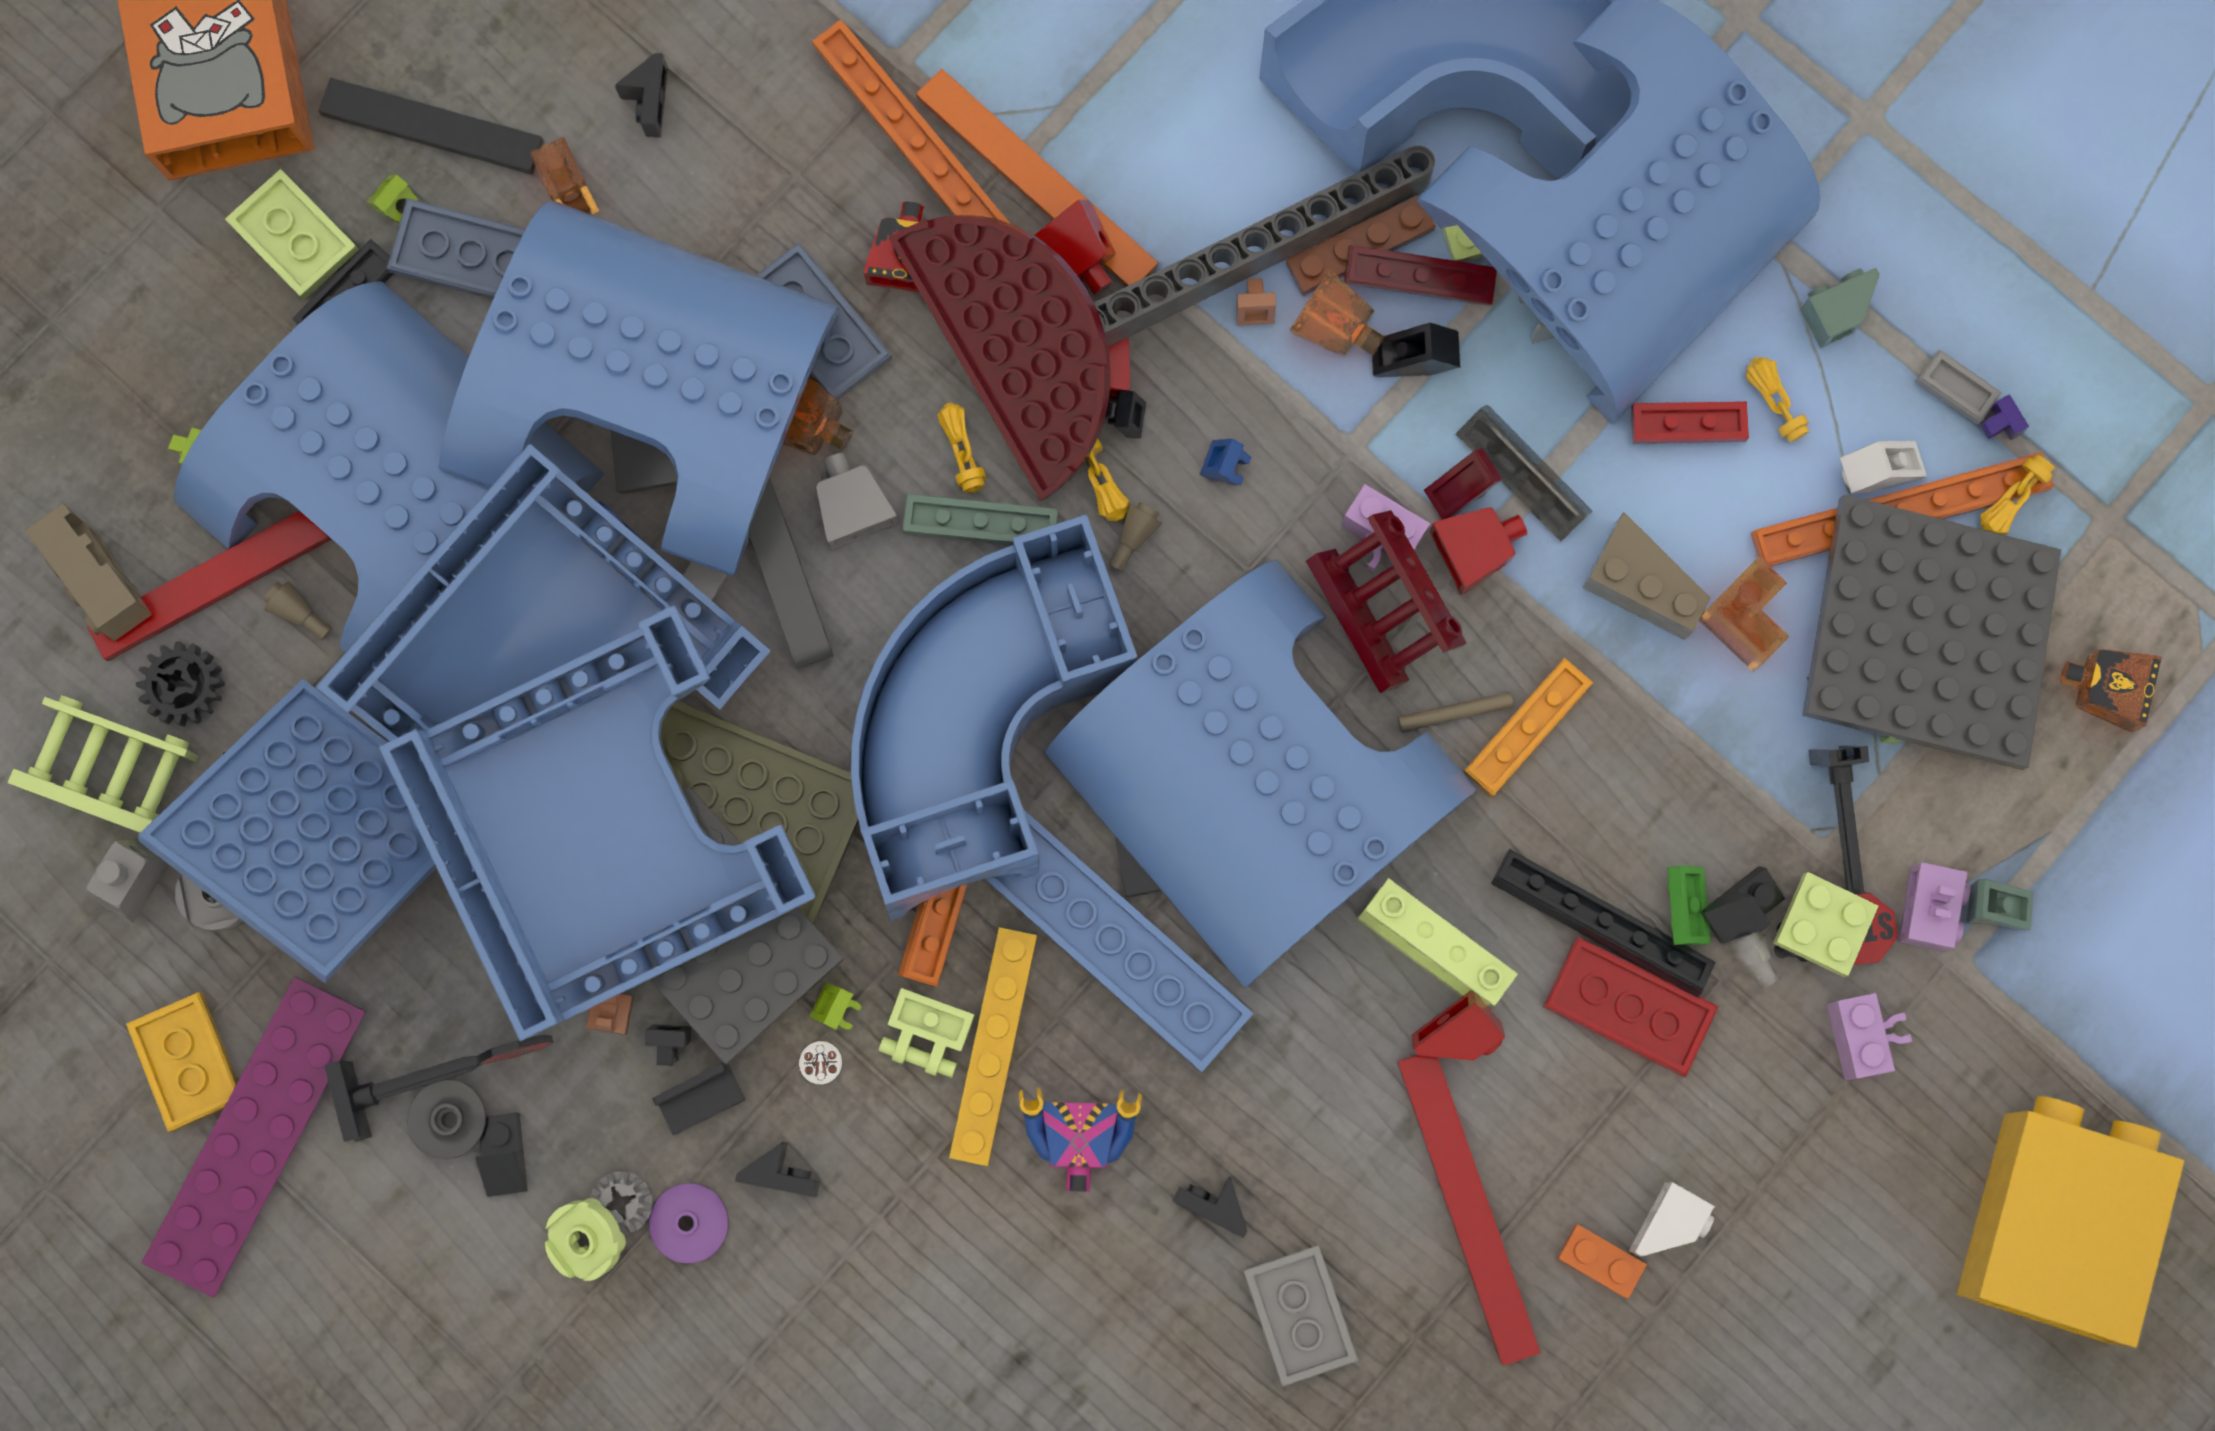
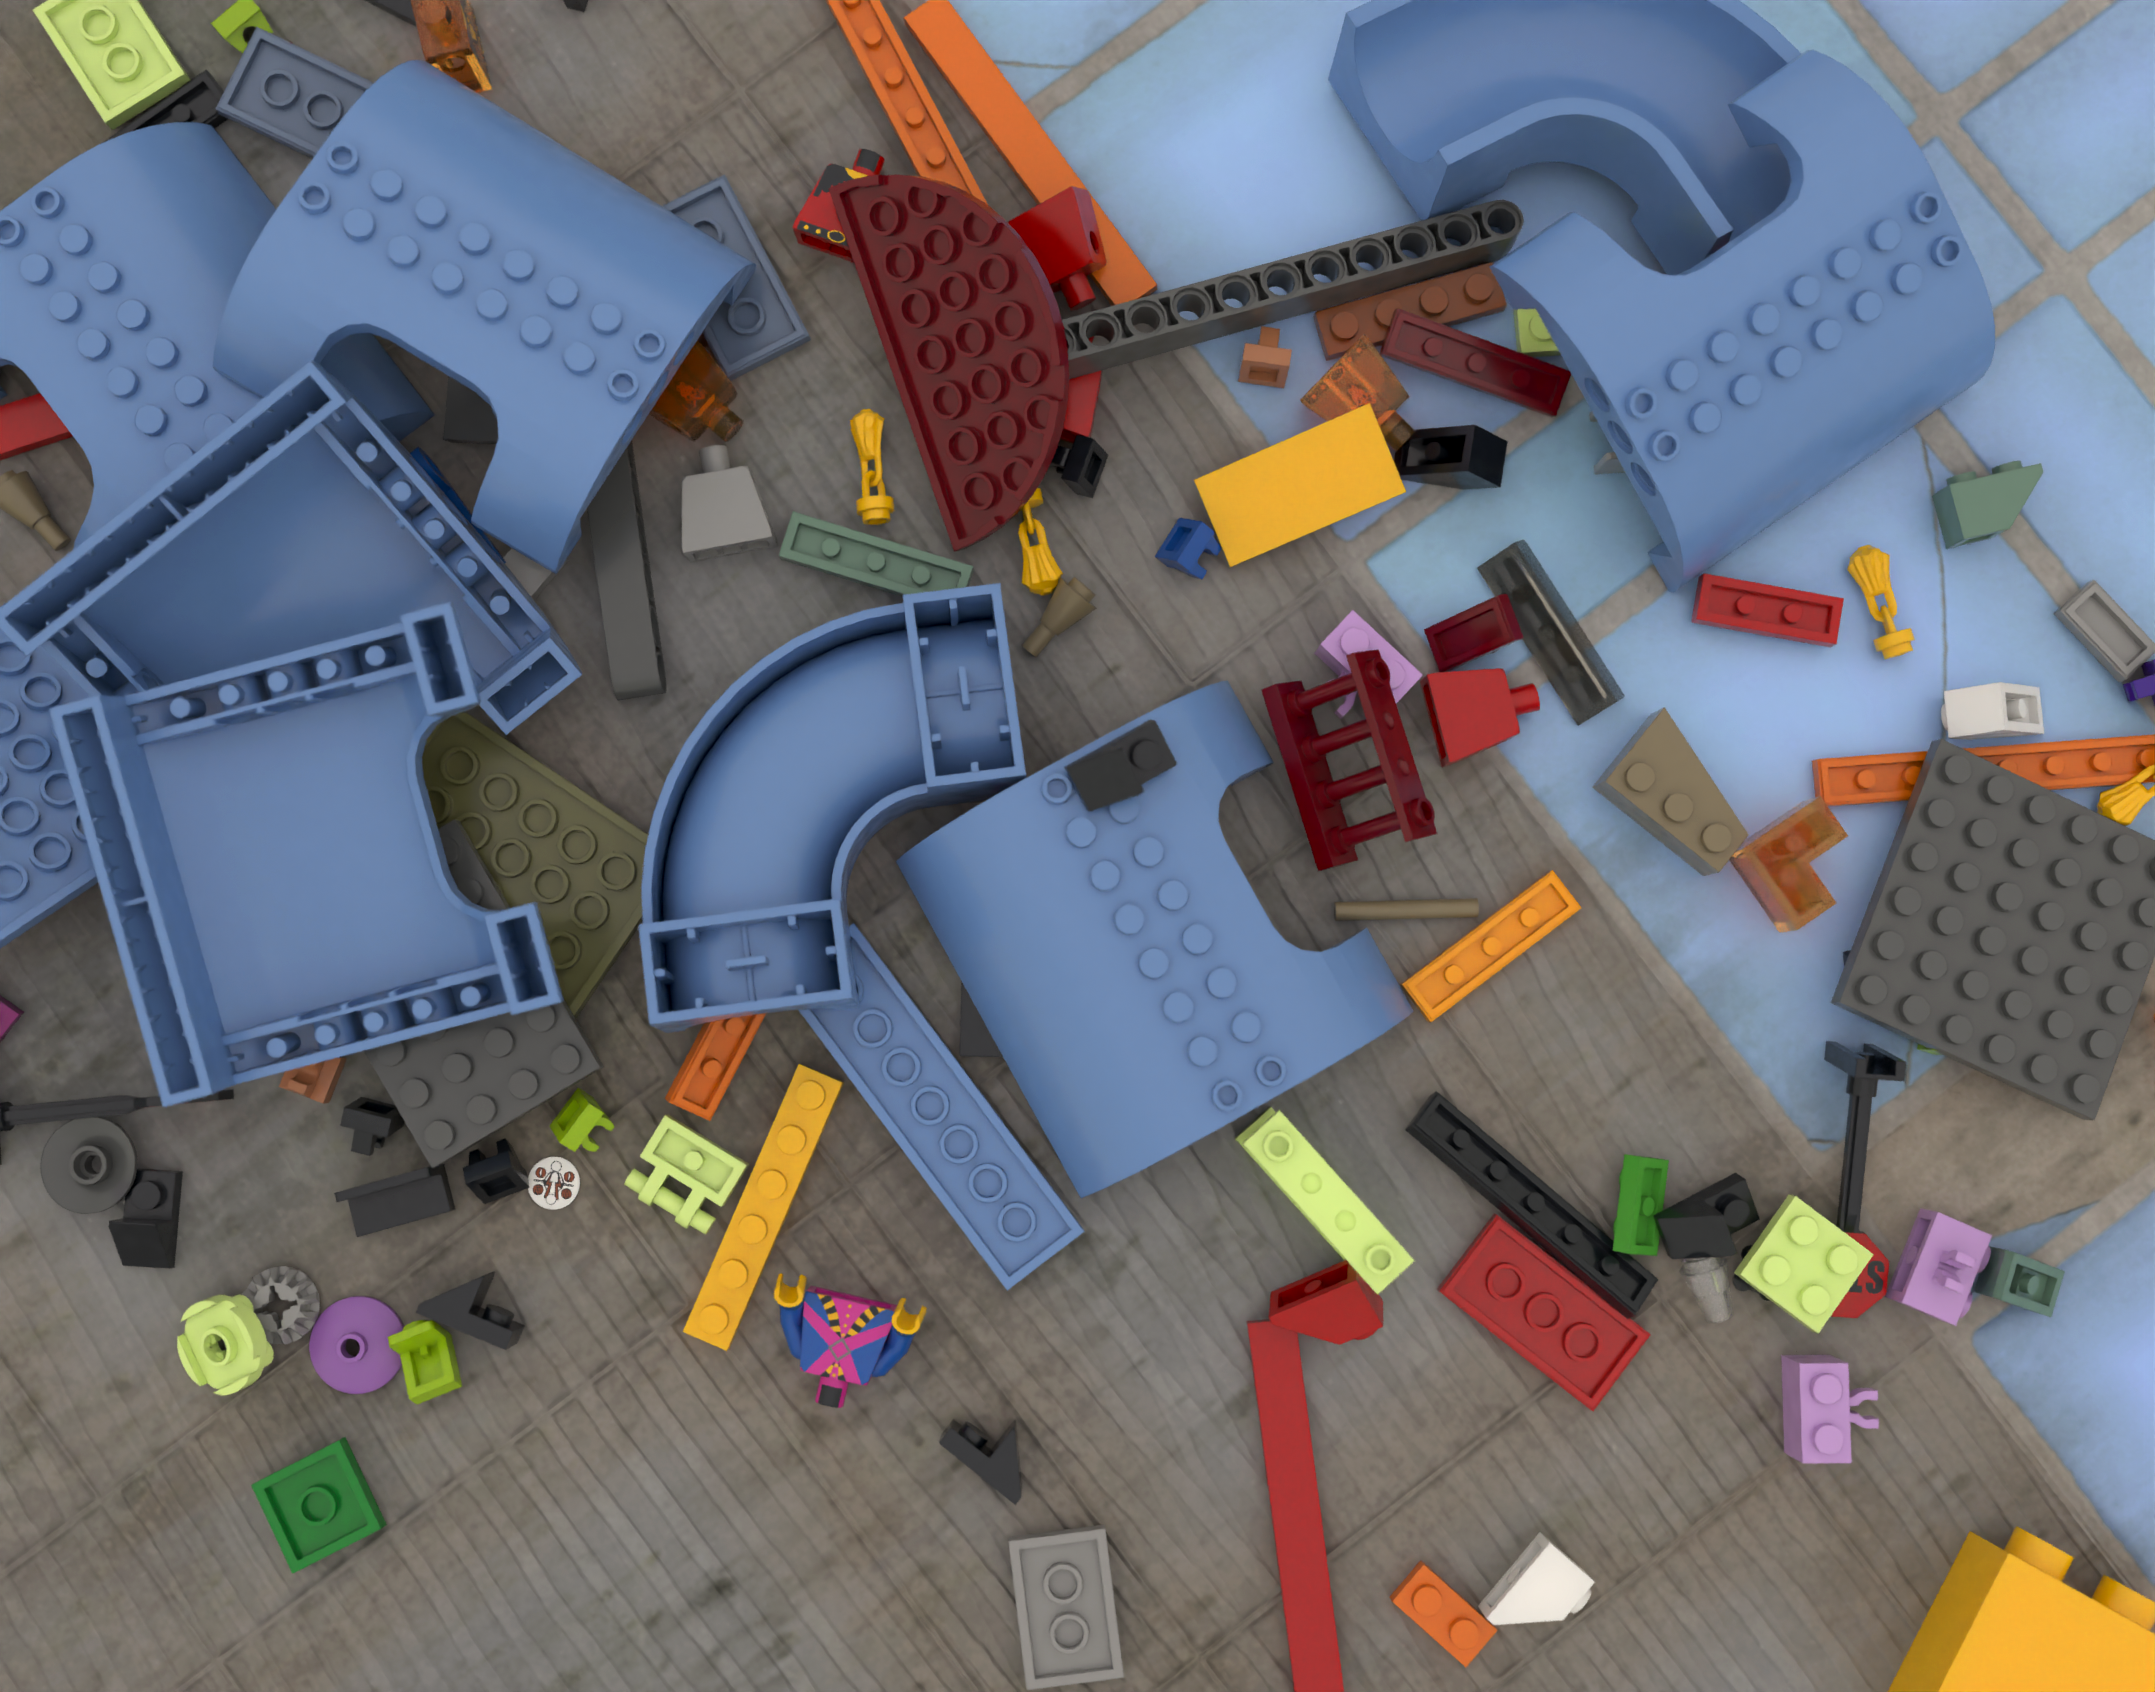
camera: 10 degrees right, 5 degrees up
(684, 1355) = (318, 1505): none -> green plate
(748, 1220) = (426, 1360): none -> lime bracket
(775, 1062) = (496, 1175): none -> black tile
(1210, 635) = (1121, 766): none -> black slope
(1303, 396) = (1300, 485): none -> yellow tile

